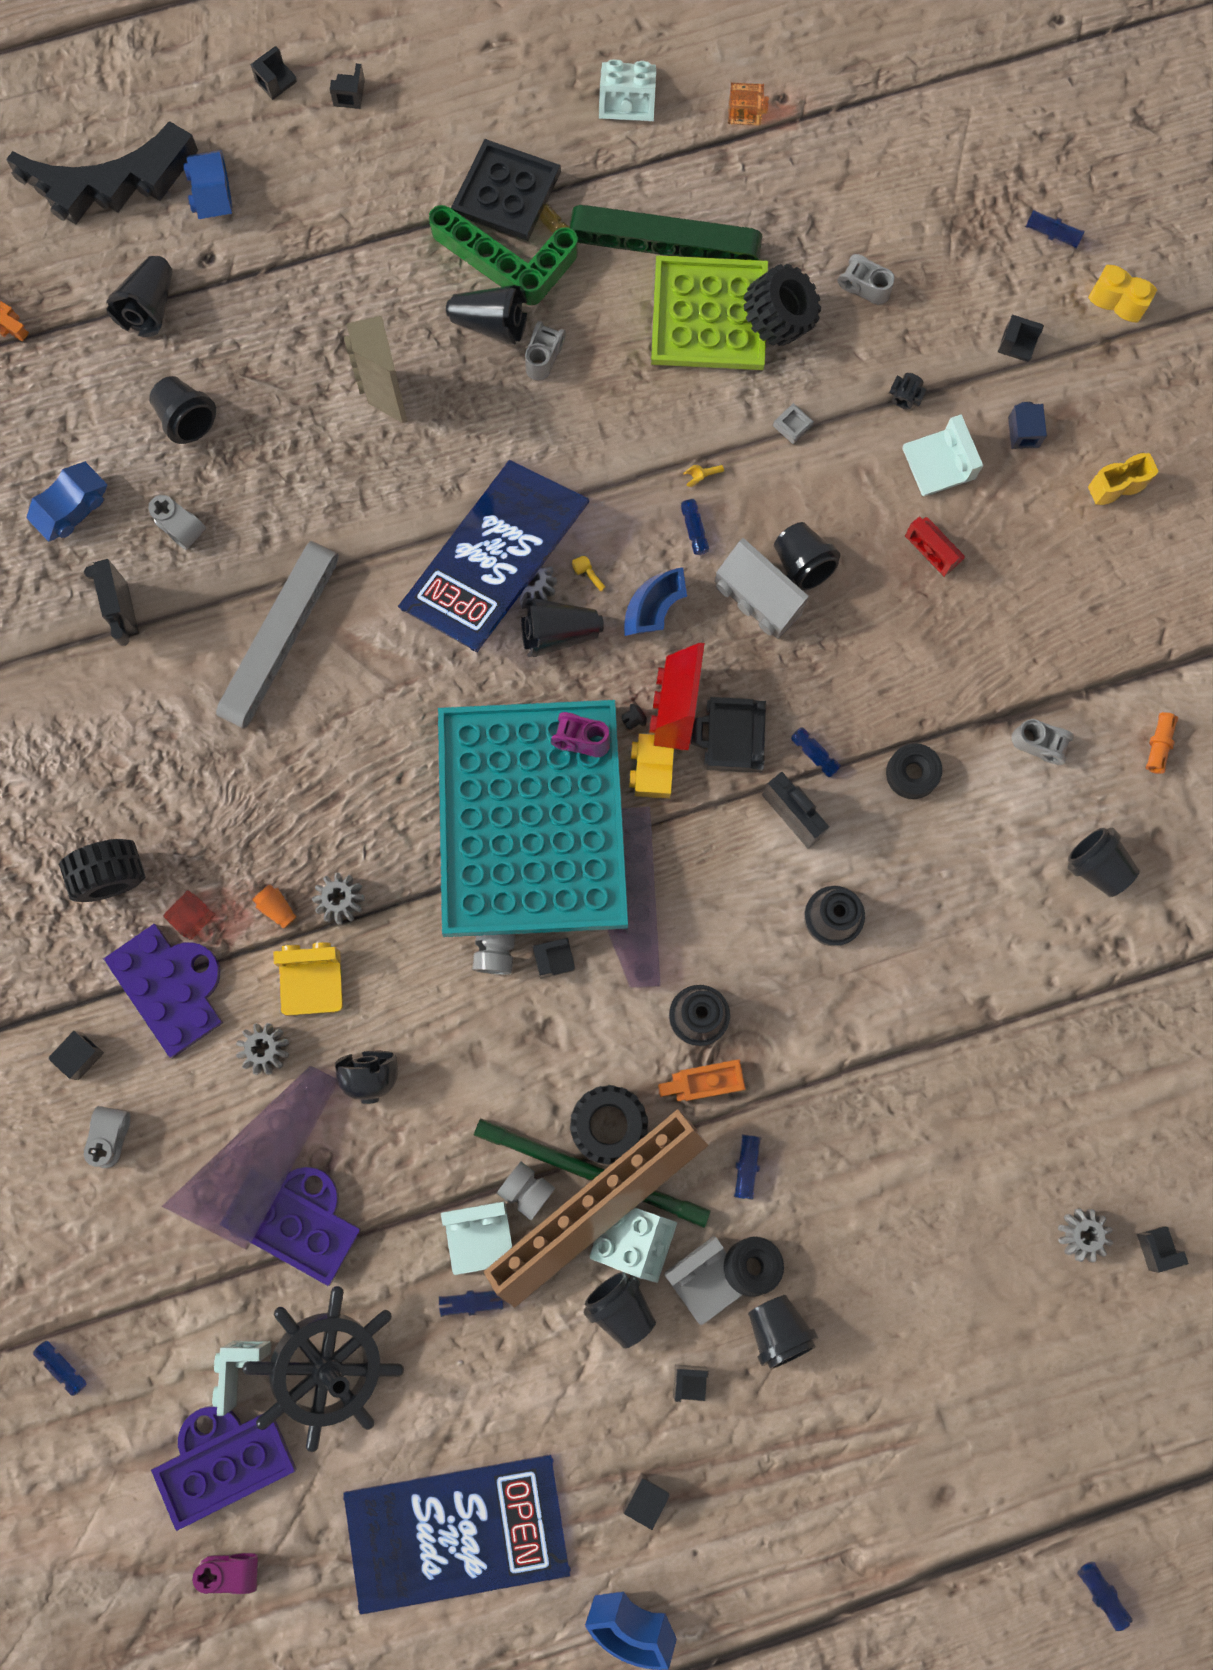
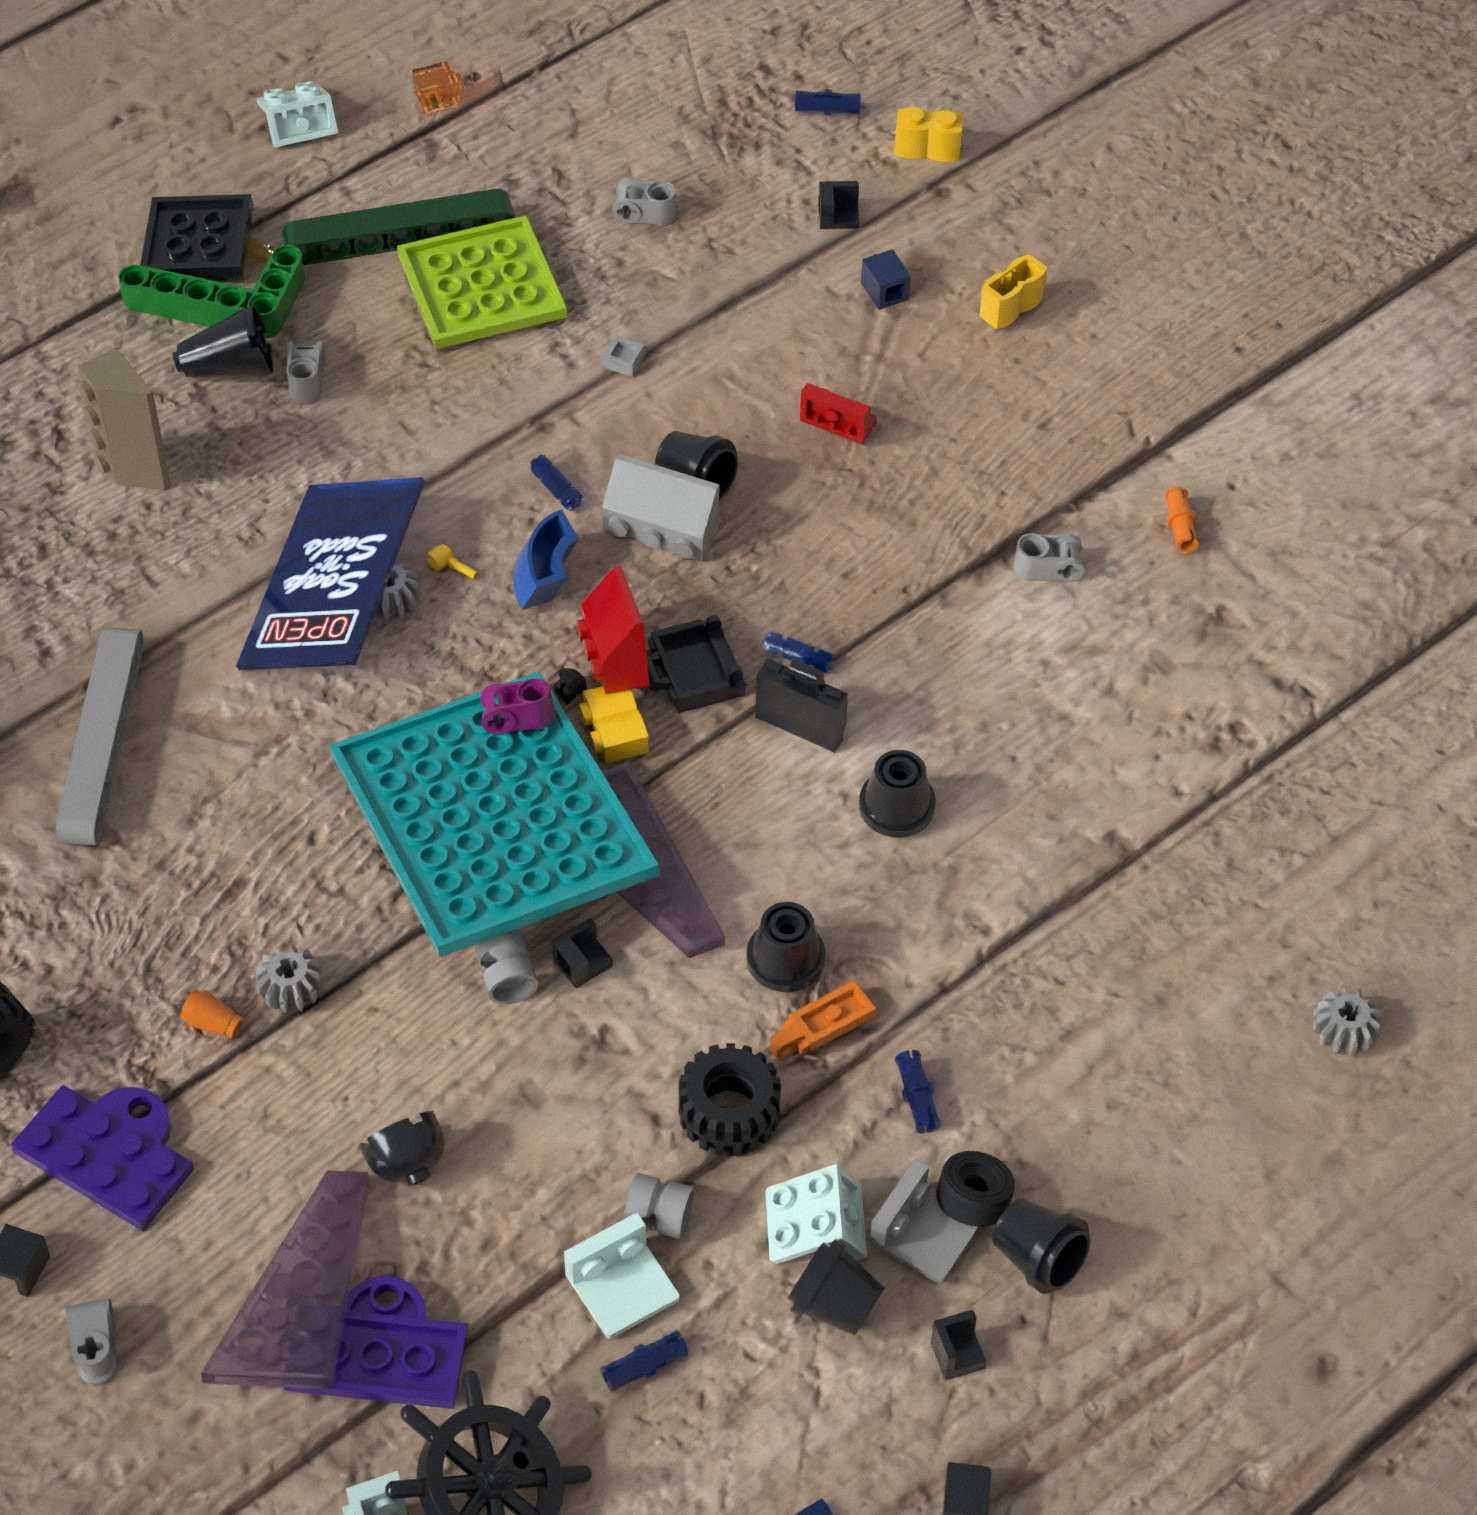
camera: 20 degrees left, 25 degrees down
(189, 915) = (107, 1054): clear red panel -> none
(253, 1043) = (250, 1183): light grey gear -> none
(309, 979) = (286, 1073): yellow bracket -> none
(501, 1136) = (601, 1165): dark green piece -> none
(557, 626) = (436, 618): black cone -> none
(595, 1209) = (752, 1185): medium nougat brick -> none
(699, 473) = (536, 431): yellow hand -> none
(782, 305) = (561, 244): black tyre -> none
(907, 391) = (738, 285): black gear -> none
(928, 762) = (919, 614): black tyre -> none
(943, 458) = (811, 333): light aqua bracket -> none
(1103, 862) = (1176, 644): black piece -> none
(1160, 1250) = (1440, 1011): black panel -> none

